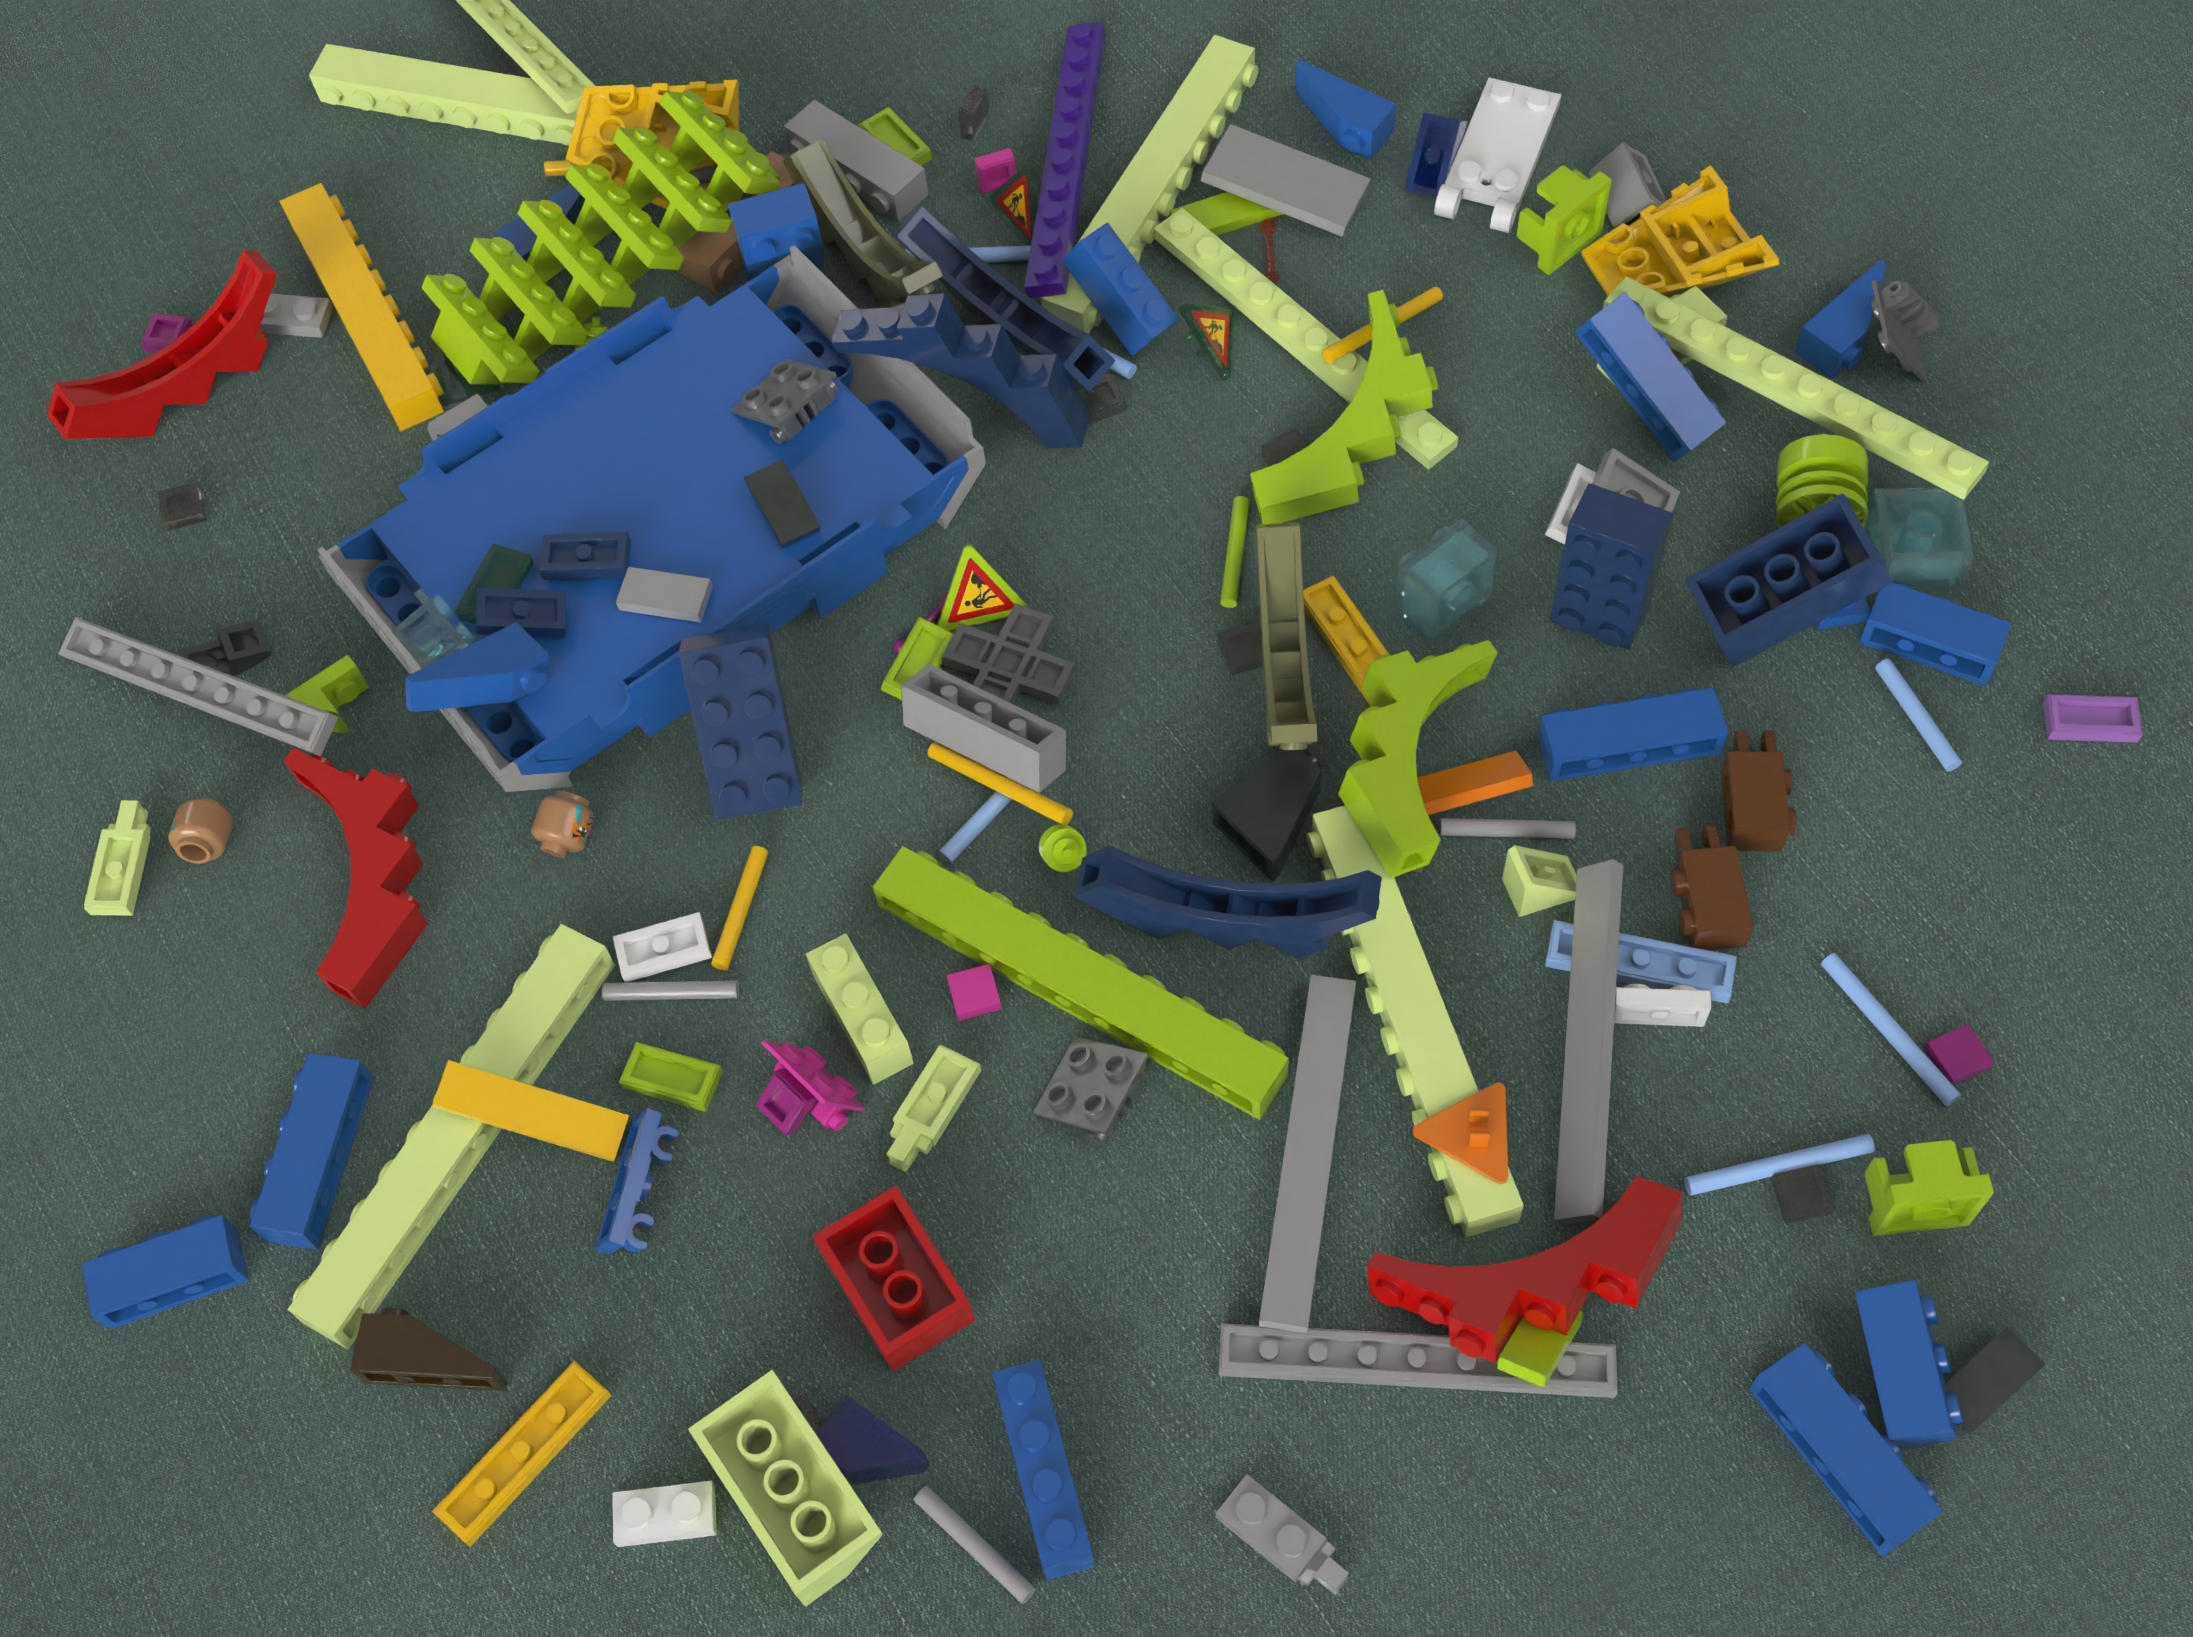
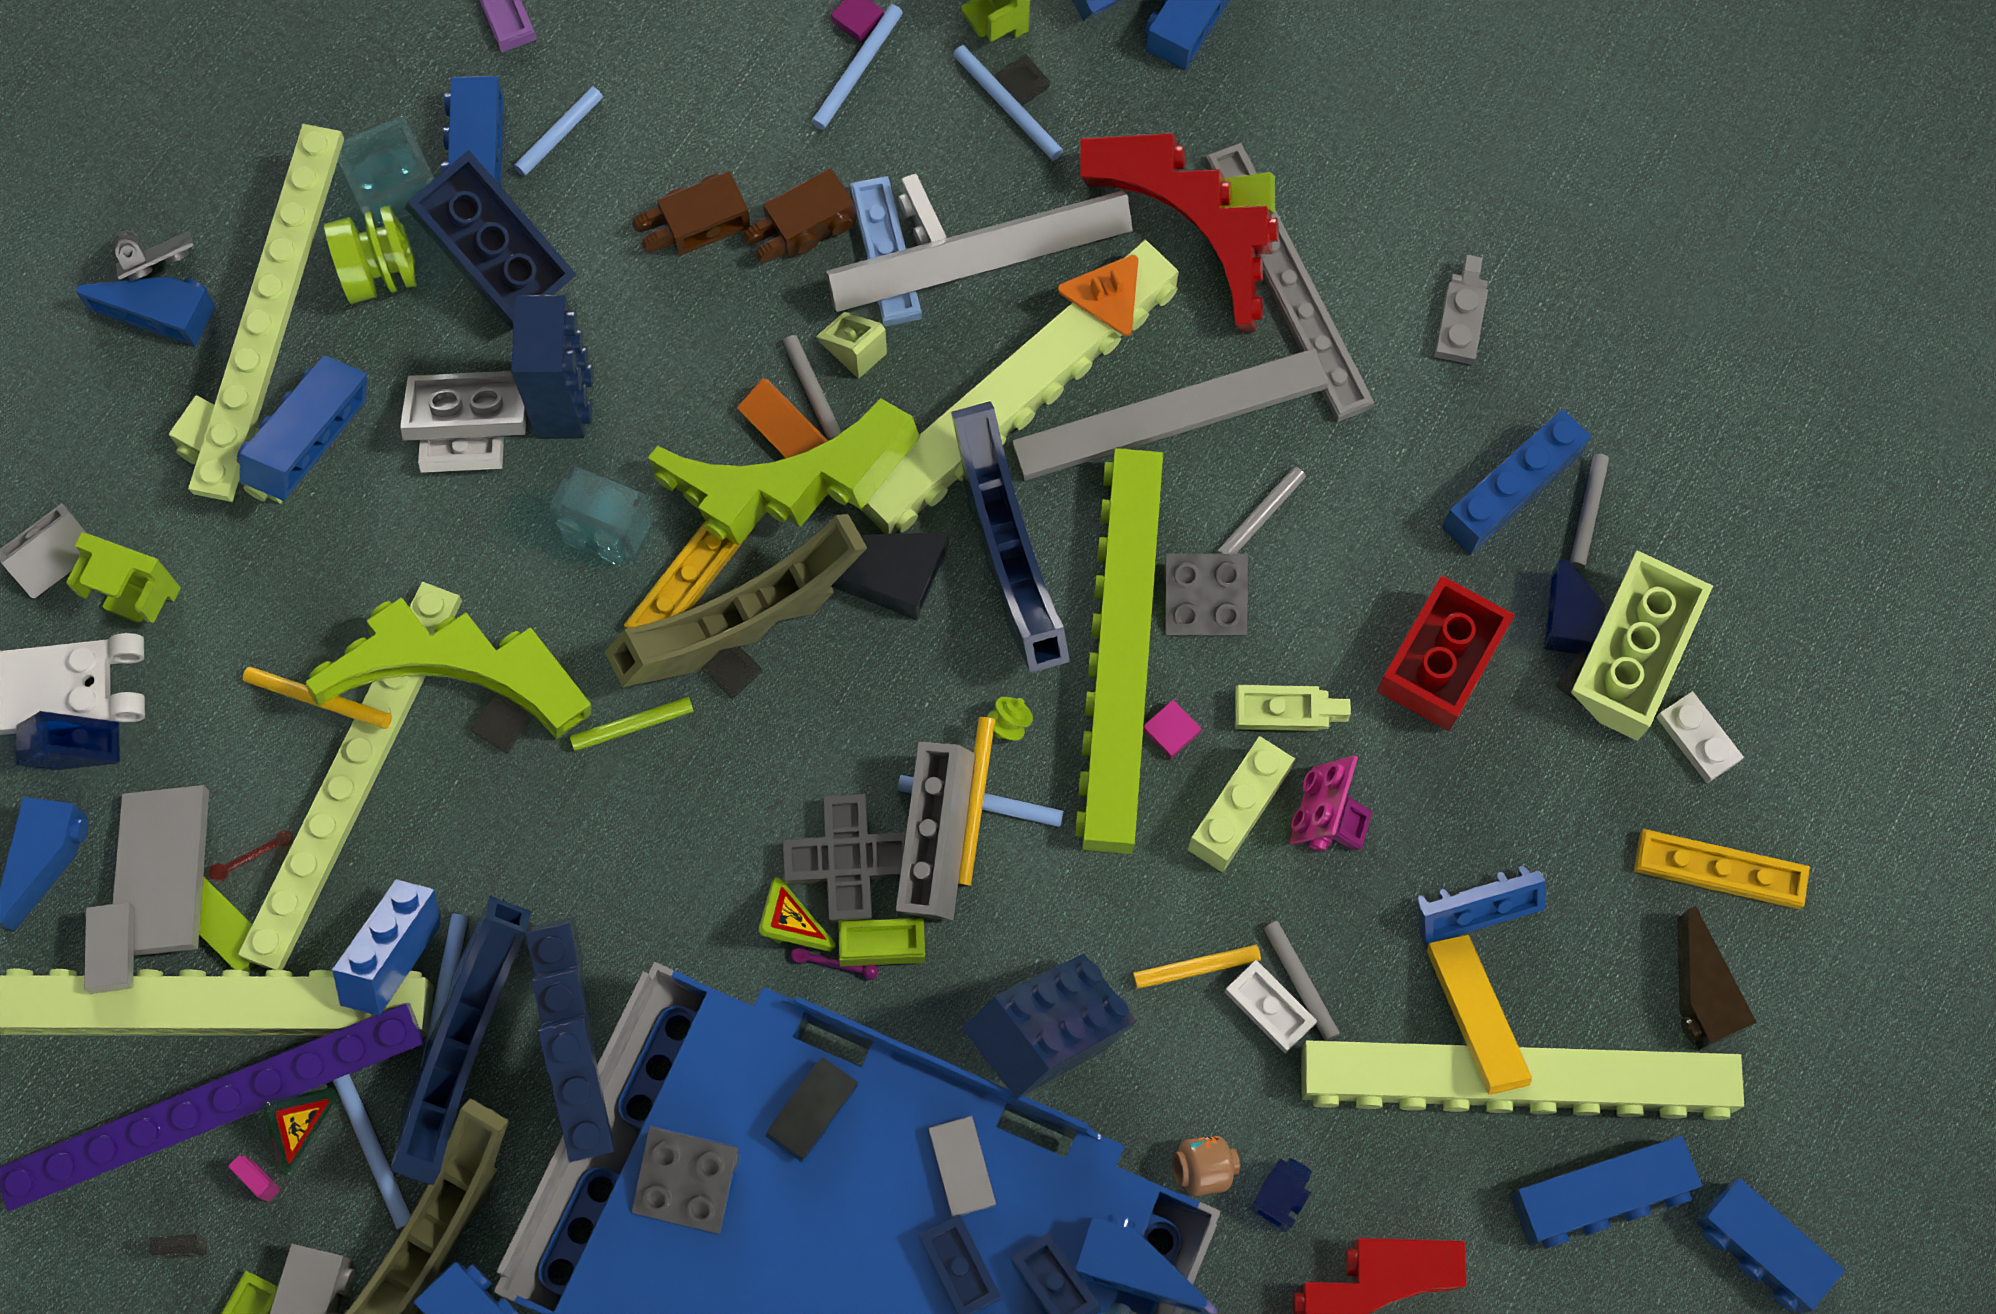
camera: 125 degrees left, 10 degrees up
(497, 873) = (1282, 1193): none -> clear blue brick
(671, 1077) = (1374, 935): lime tile -> none
(1153, 1190) = (1263, 512): none -> light grey bar
(1214, 333) = (391, 853): piece -> none
(1230, 119) = (109, 948): none -> light grey tile
(1631, 733) = (682, 324): blue brick -> none
(1680, 243) = (118, 468): yellow wedge -> none

